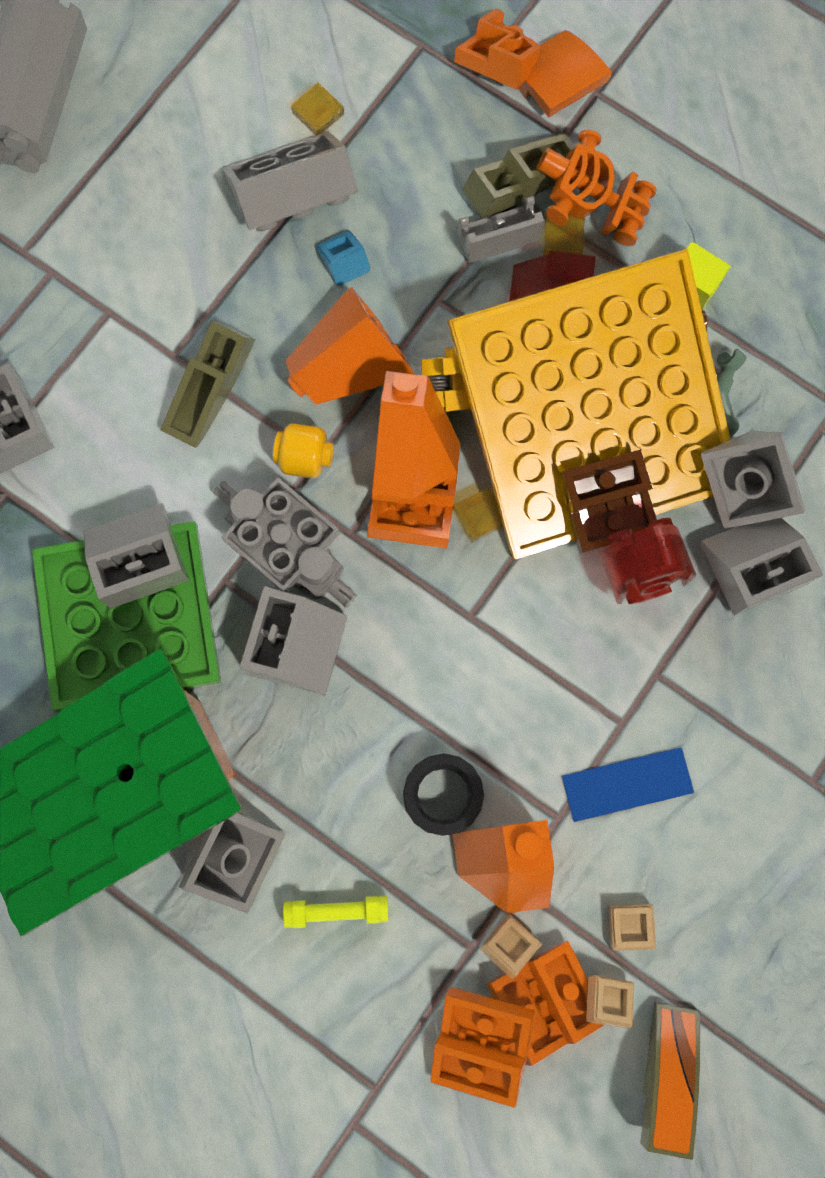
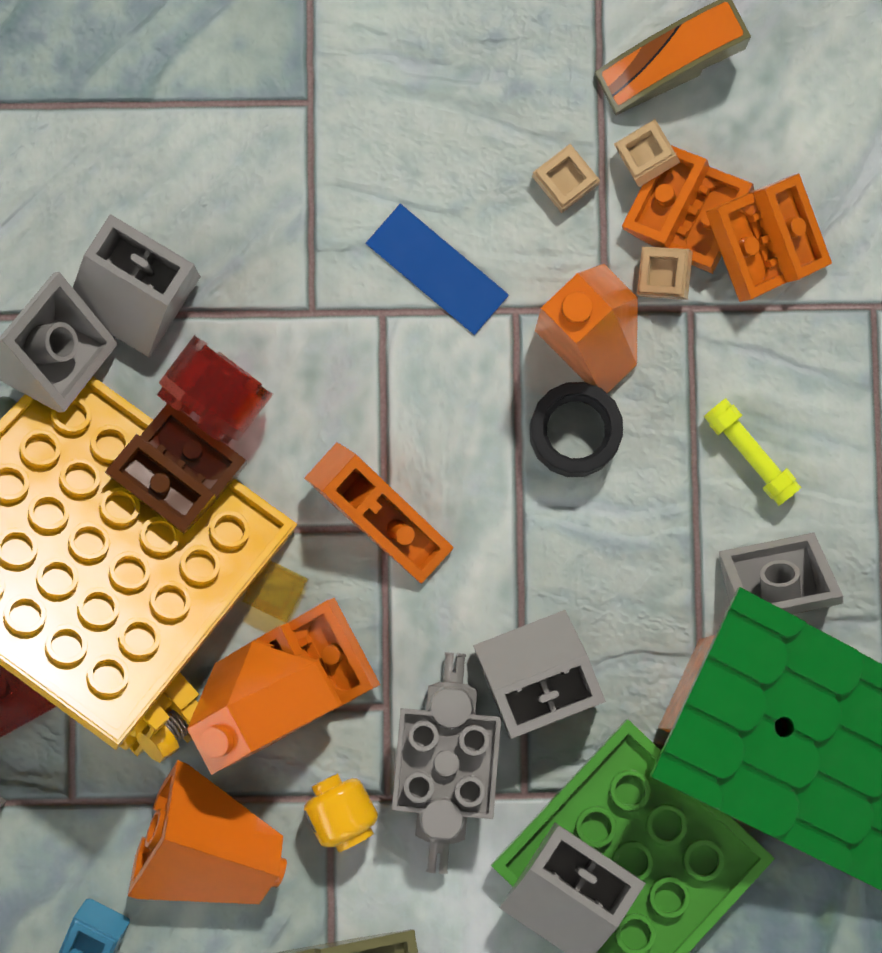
camera: 125 degrees left, 5 degrees up
(484, 616) = (379, 511): none -> orange slope

